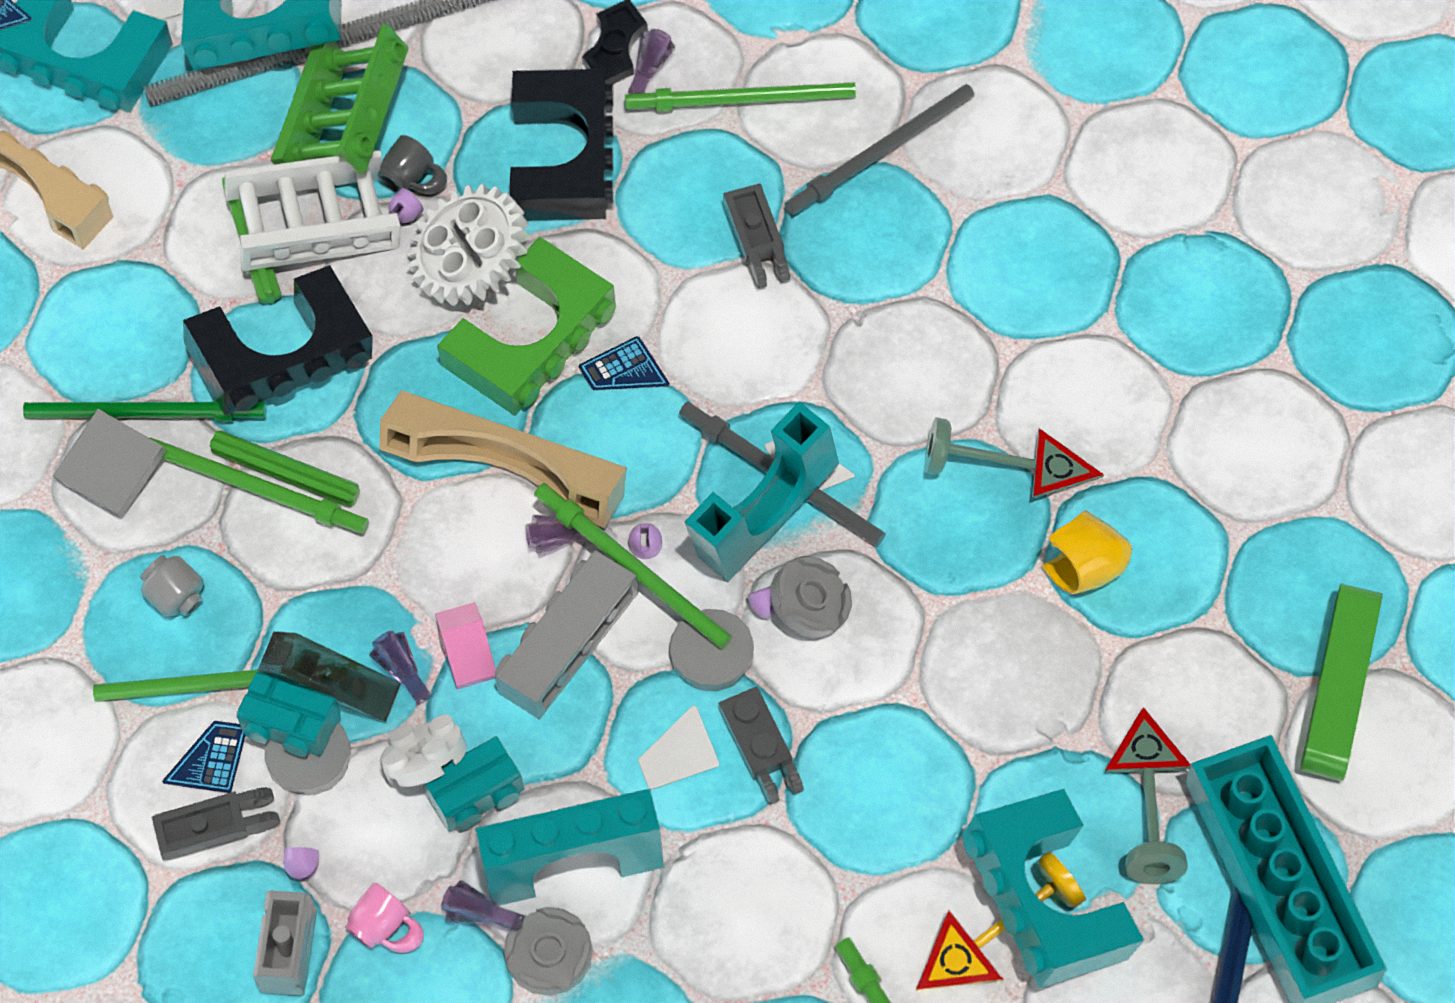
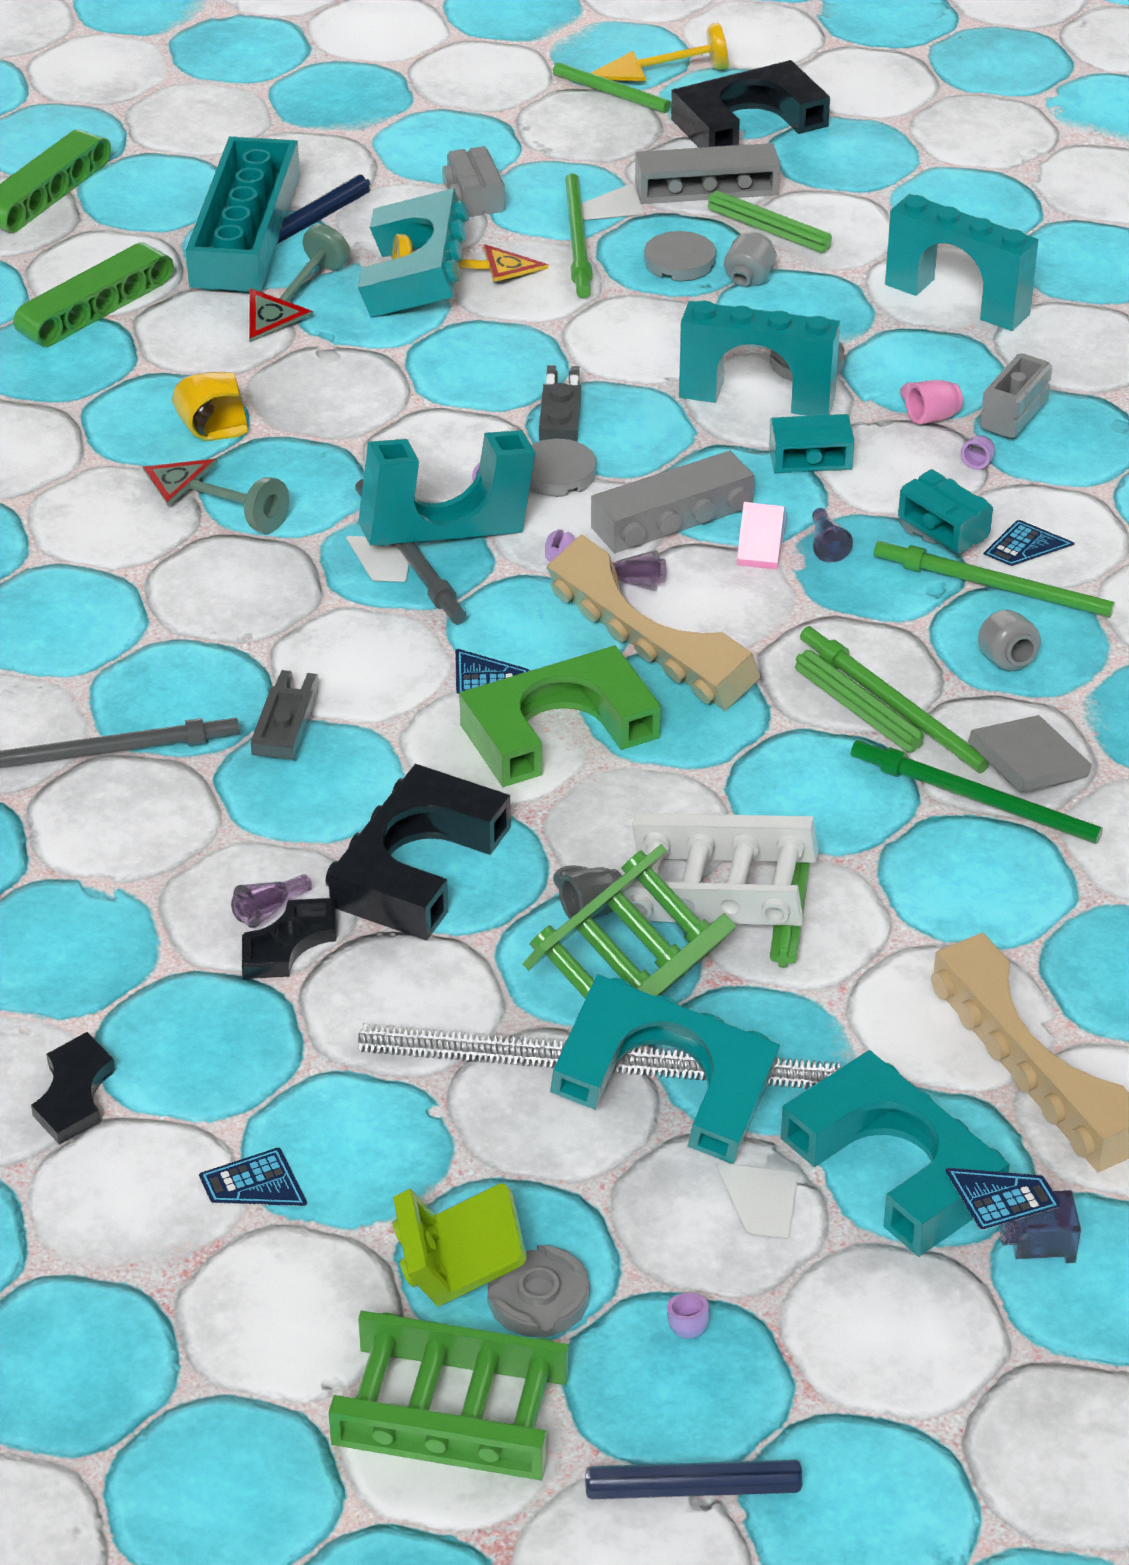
camera: 155 degrees left, 20 degrees down
(212, 822) = (1040, 493): dark grey hinge -> none
(246, 377) = (857, 742): black arch -> none
(328, 672) = (908, 521): clear smoke slope -> none
(406, 205) = (613, 855): lavender hinge -> none
(420, 752) = (862, 449): white plate -> none
(471, 906) = (857, 384): clear purple cone -> none
(492, 229) = (546, 782): white gear -> none
(573, 516) = (618, 550): bright green bar -> none
(665, 99) = (279, 859): bright green bar -> none
(679, 752) = (626, 428): white sticker -> none
(810, 596) = (452, 459): light grey tile -> none

